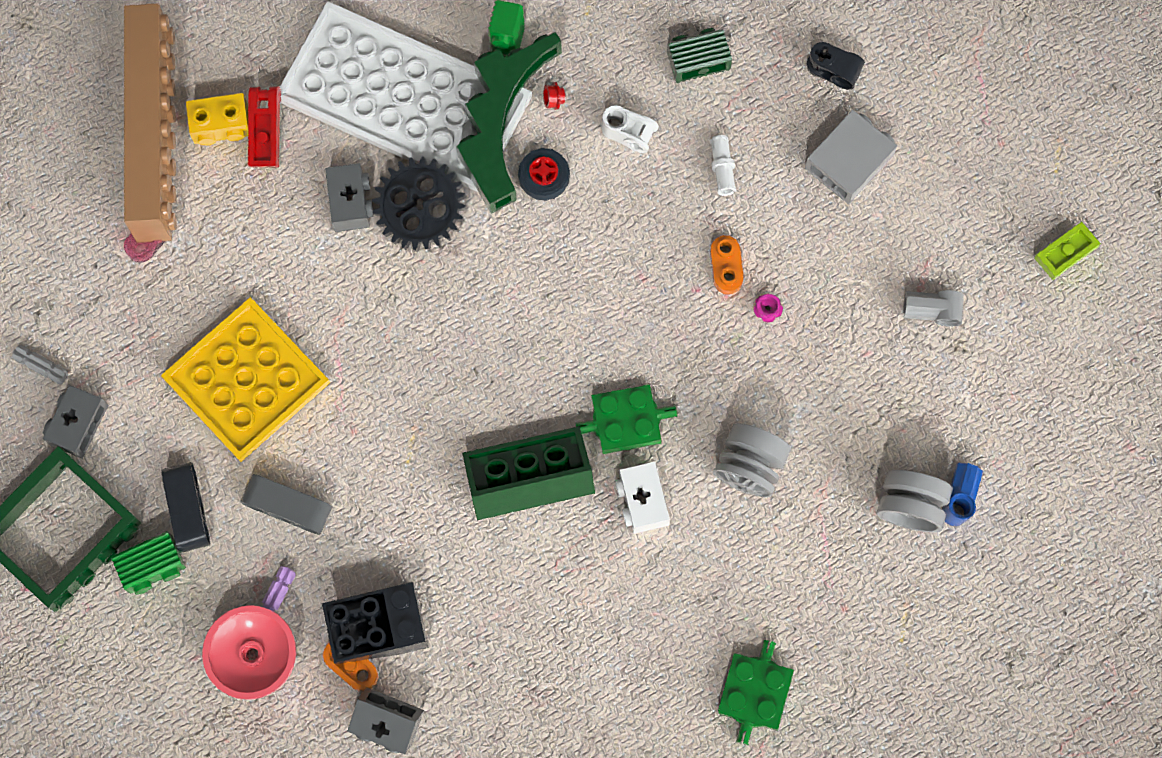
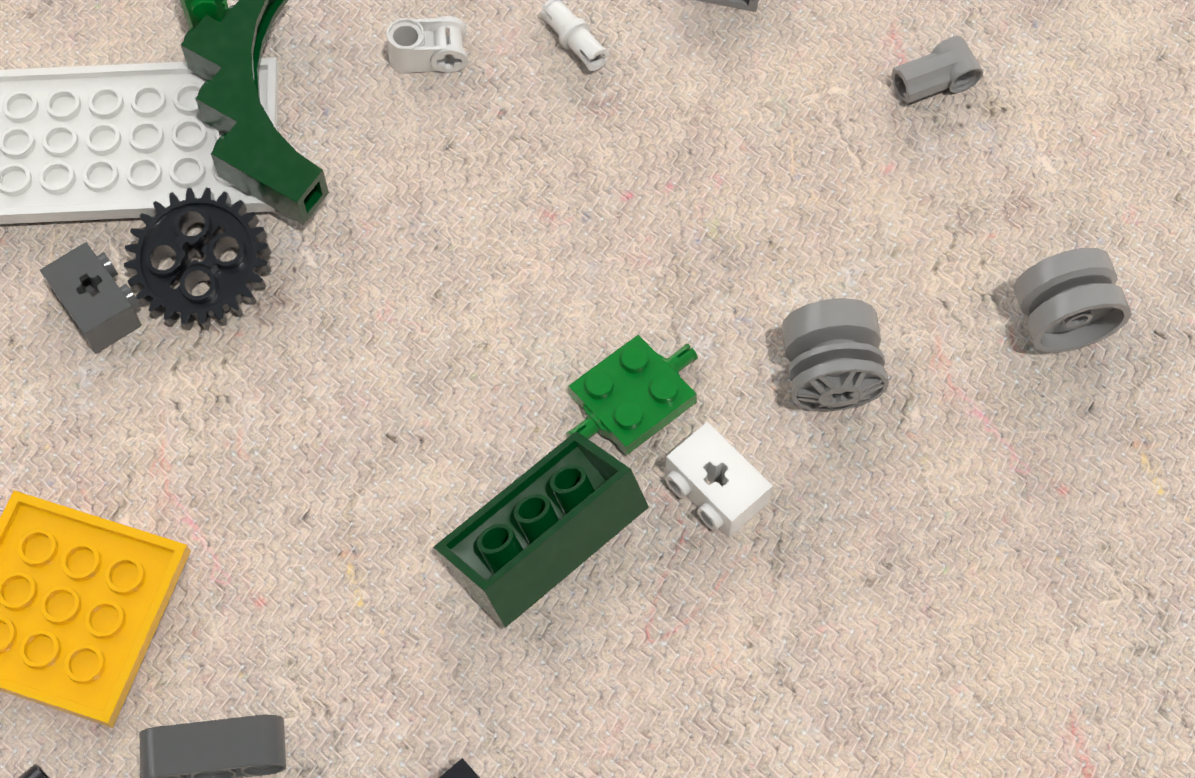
camera: 30 degrees left, 10 degrees down
(544, 163) = (353, 133): black wheel -> none
(553, 96) = (308, 52): red plate -> none
(726, 263) = (645, 144): orange plate -> none
(755, 692) = (1023, 659): green plate -> none
(768, 300) = (737, 161): dark pink plate -> none
(964, 492) = (1132, 275): blue piece -> none

